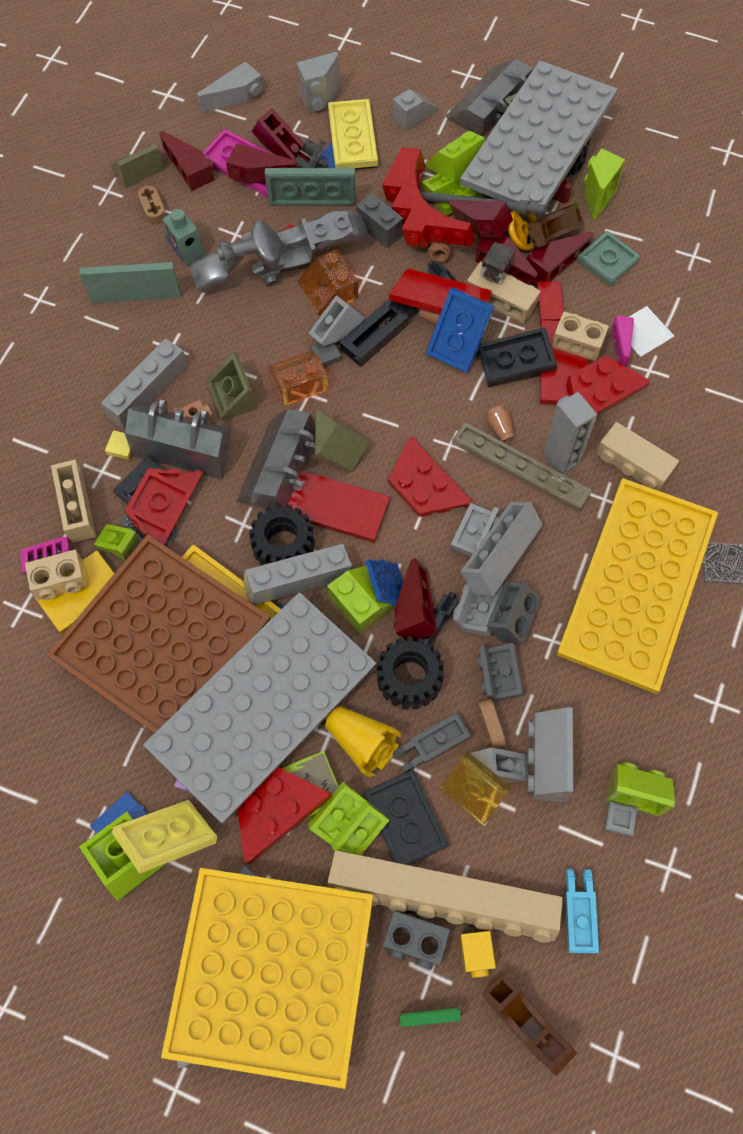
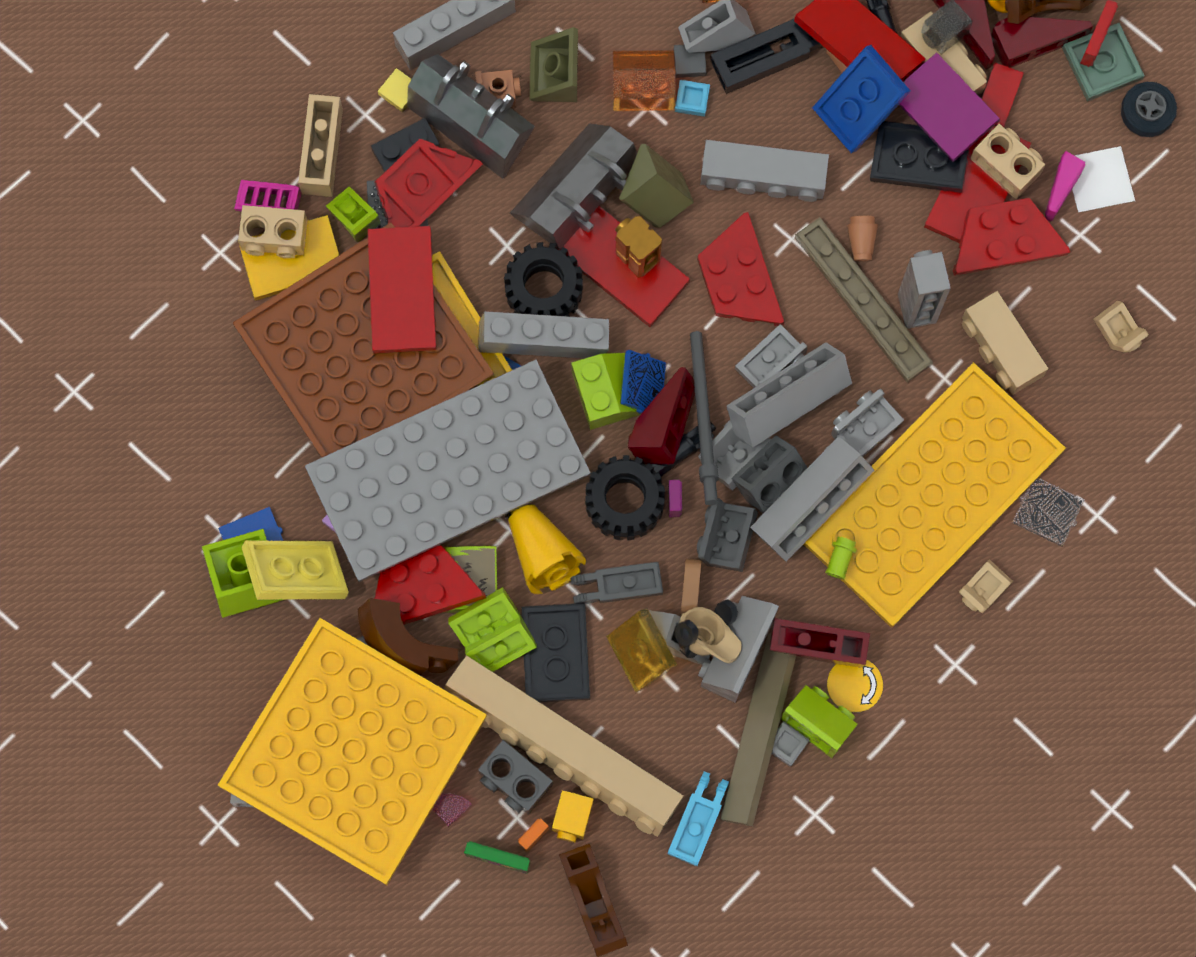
camera: 20 degrees right, 10 degrees up
(173, 580) = (401, 289): none -> red tile
(262, 859) = (385, 633): none -> reddish brown arch
(338, 377) = (692, 98): none -> medium azure tile
(343, 482) = (638, 245): none -> pearl gold brick
(372, 988) = (450, 807): none -> clear pink tile
(411, 403) = (764, 170): none -> light grey brick
(450, 662) = (675, 498): none -> magenta tile
(451, 984) = (533, 835): none -> orange tile
(467, 625) = (708, 471): none -> dark grey bar
(522, 315) = (946, 107): none -> magenta tile
(523, 753) = (708, 632): none -> tan cap
(554, 617) = (812, 498): none -> light grey brick
(567, 551) = (868, 423): none -> light grey bracket
(596, 653) = (840, 557): none -> lime pin
(597, 820) = (758, 737): none -> dark tan tile
(600, 237) = (1099, 33): none -> red tile
(614, 725) = (820, 642): none -> dark red slope
(649, 749) = (855, 687): none -> yellow sticker
(663, 272) = (1155, 100): none -> black wheel
(711, 419) = (1120, 328): none -> tan bracket
(712, 634) = (985, 587): none -> tan bracket

